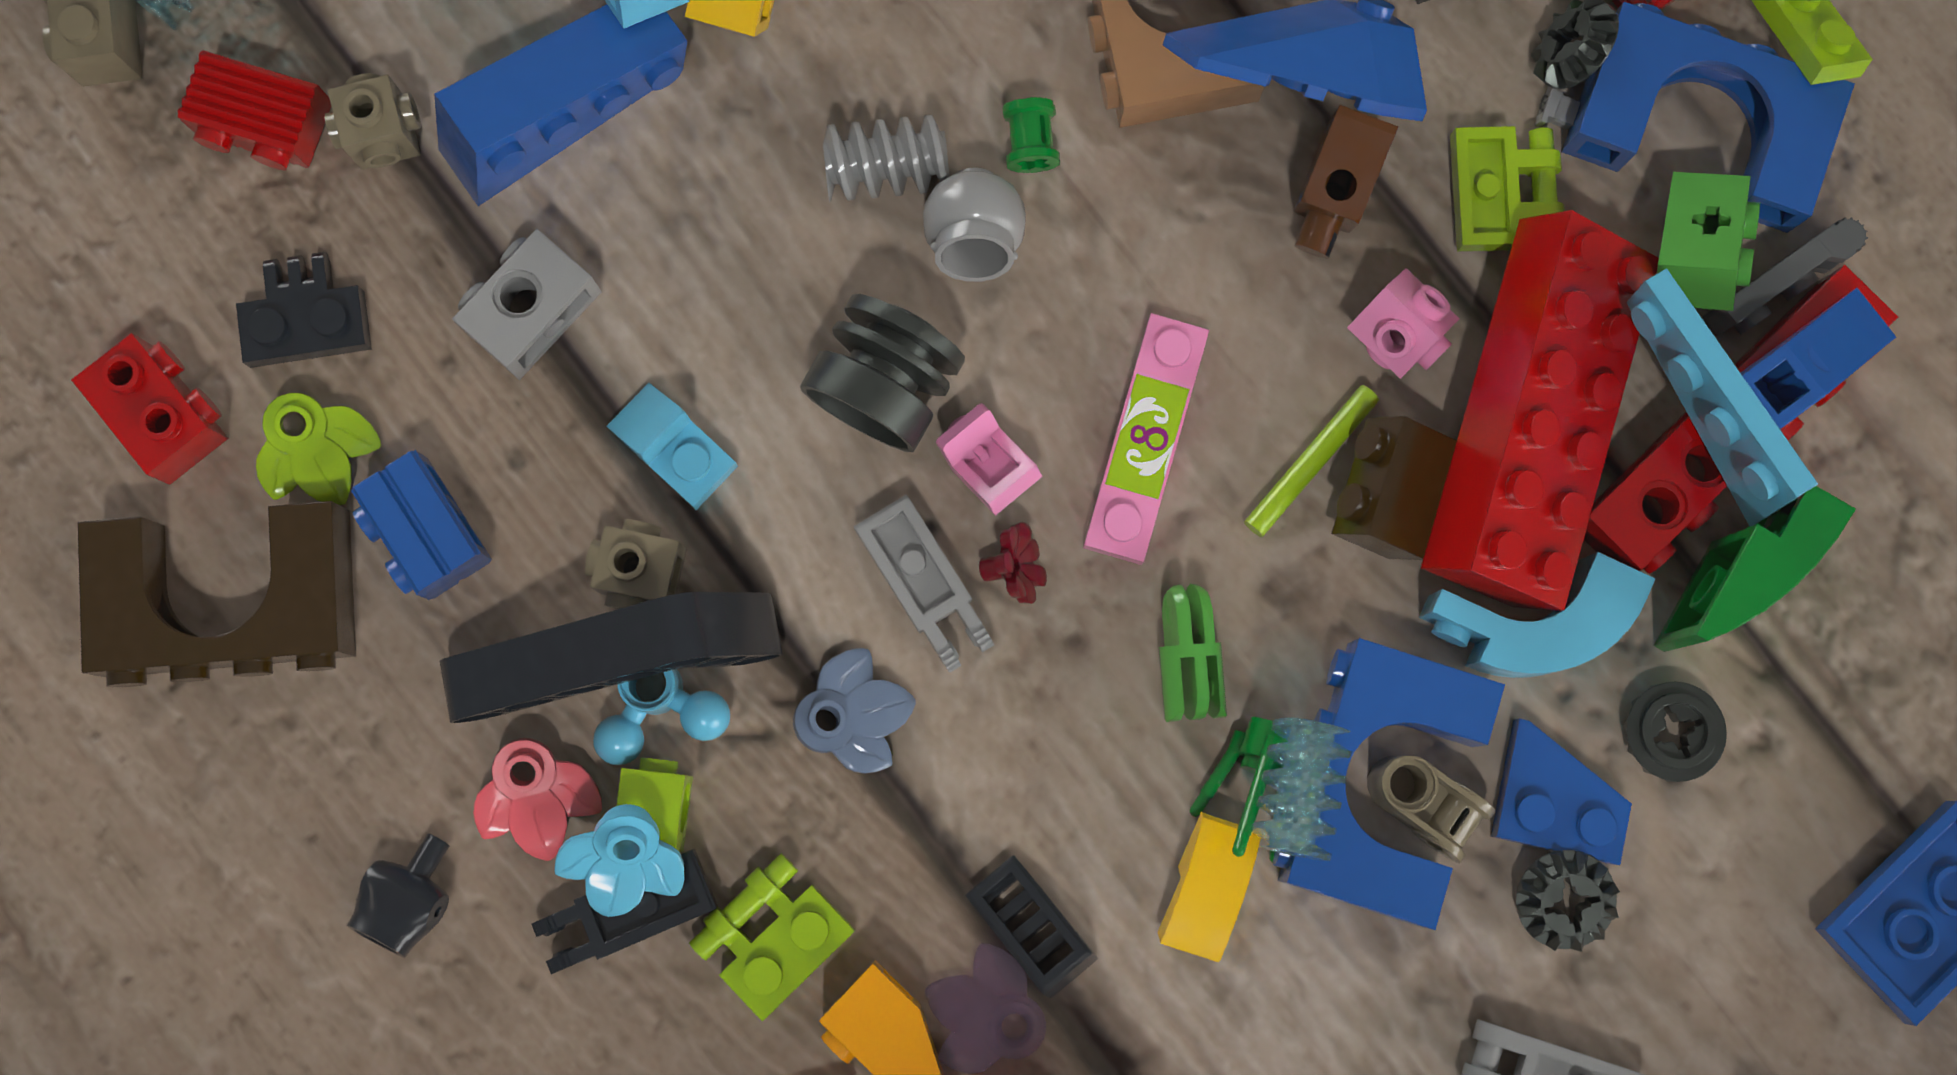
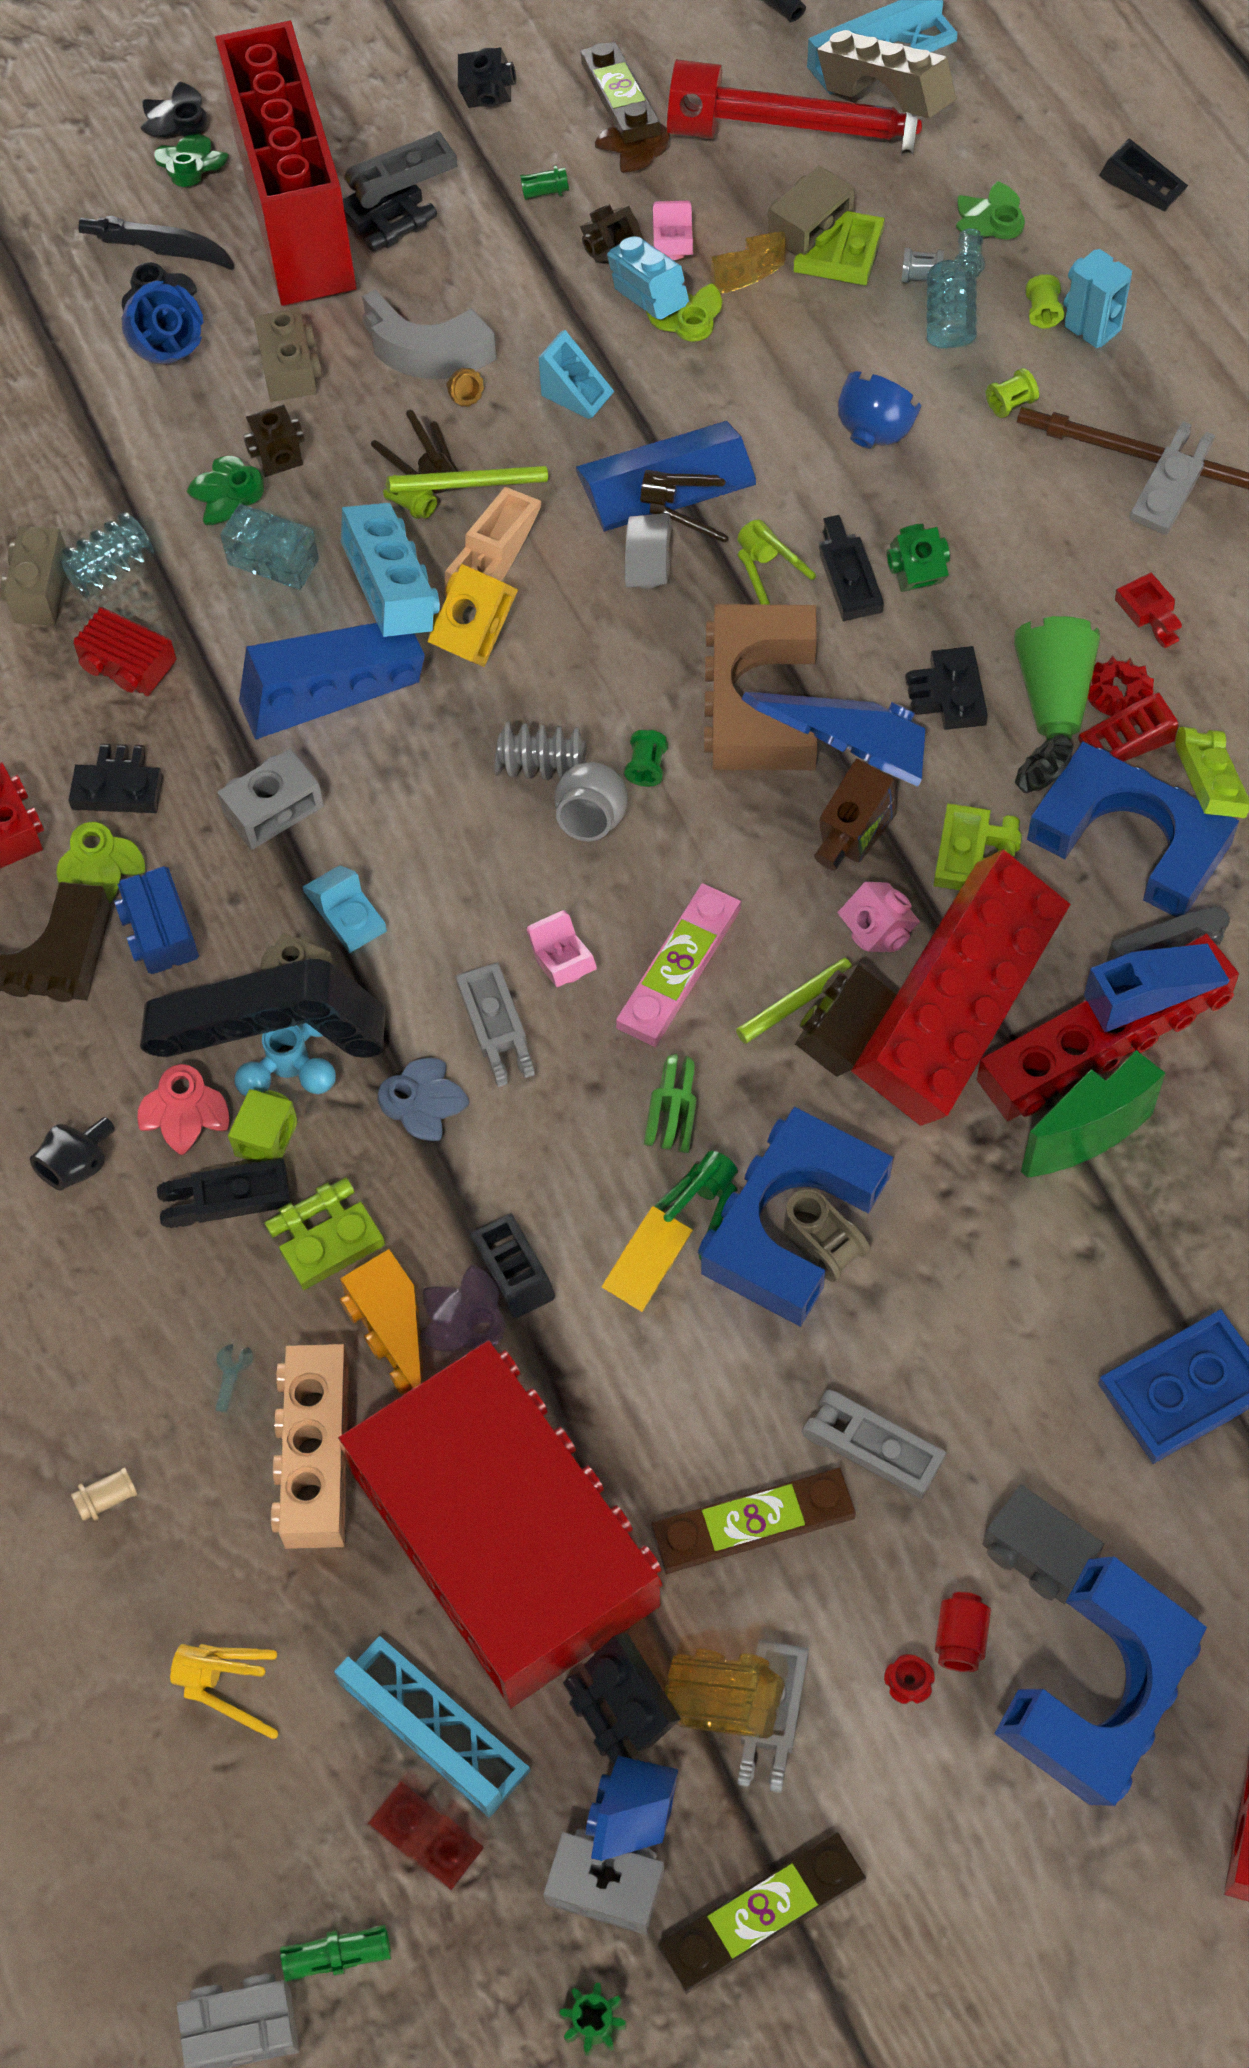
camera: 20 degrees right, 20 degrees down
(373, 121) = (201, 670): dark tan brick -> none
(621, 861) = (230, 1151): medium azure plate -> none
(888, 363) = (500, 877): pearl dark grey wheel -> none
(1016, 564) = (564, 1022): dark red plant -> none
(1300, 787) = (723, 1181): clear light blue piece -> none
(1544, 886) = (895, 1339): pearl dark grey gear -> none
(1557, 109) = (1025, 808): light grey piece -> none
(1557, 801) = (921, 1259): blue wing -> none
(1598, 612) = (941, 1144): medium azure arch -> none
(1700, 745) = (1033, 1212): pearl dark grey gear -> none
(1705, 237) = (1106, 899): bright green brick -> none
(1727, 414) = (1084, 993): medium azure wing -> none

